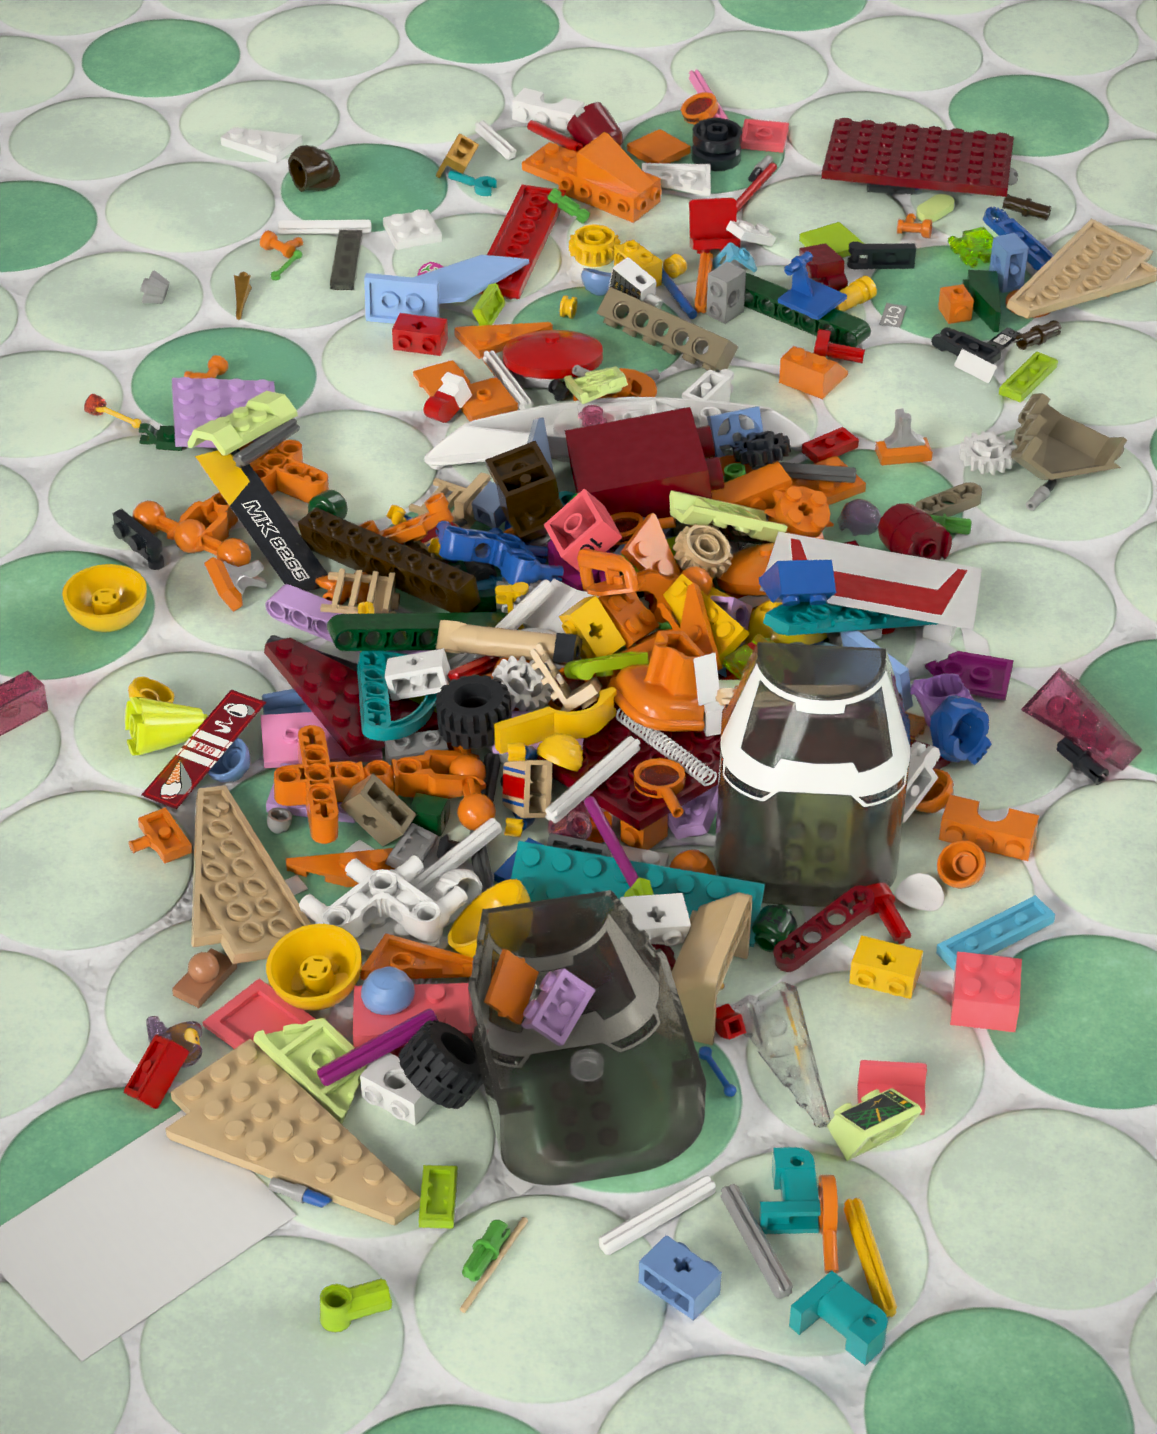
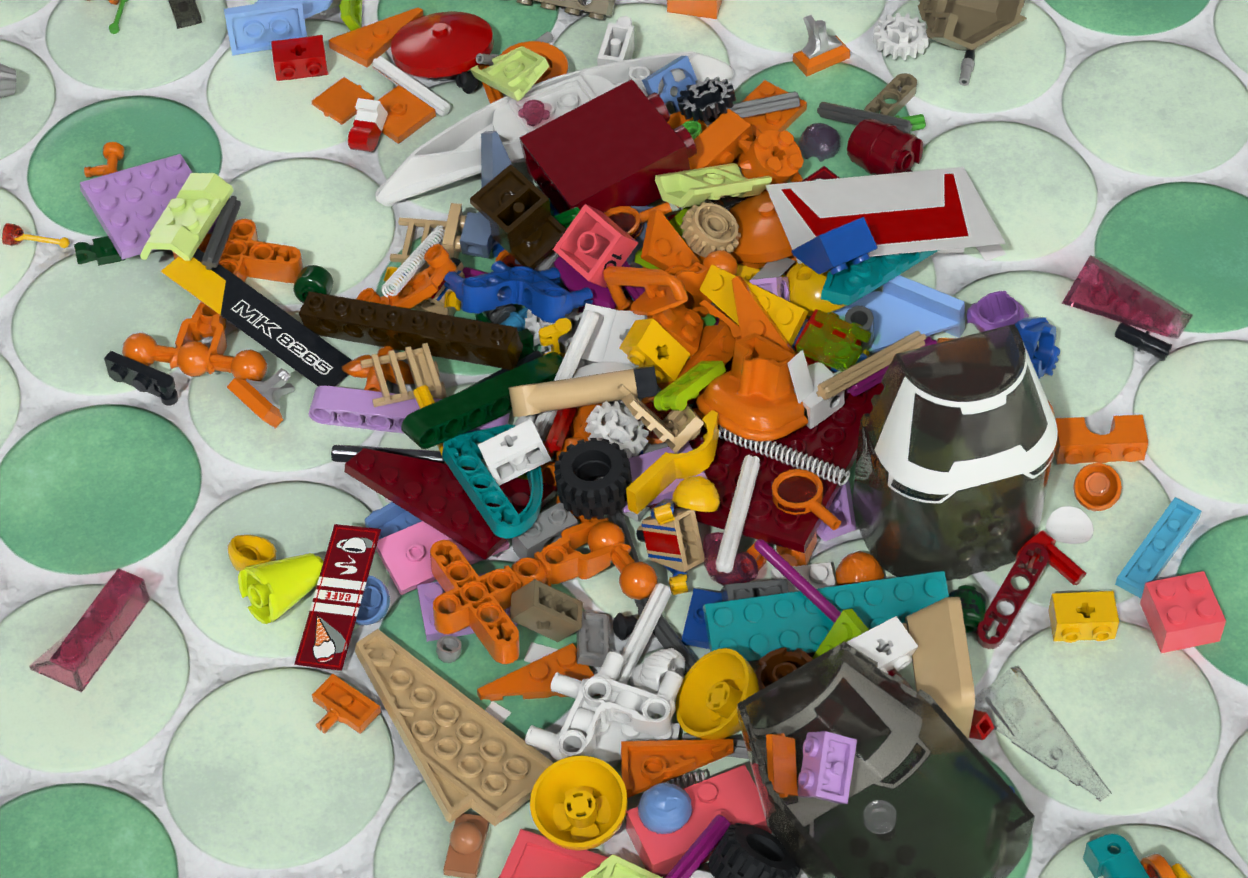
camera: 20 degrees left, 10 degrees up
(105, 597) = (150, 457): yellow piece -> none
(242, 290) = (89, 55): pearl gold piece -> none
(411, 504) = (409, 261): none -> white piece
(431, 812) = (591, 592): dark green piece -> none
(830, 445) = (753, 70): red plate -> none
(872, 1121) = (1158, 783): yellowish green slope -> none
(892, 498) = (855, 116): none -> dark grey axle
(901, 1076) = (1149, 740): coral panel -> none
(980, 673) = (1010, 273): magenta tile -> none

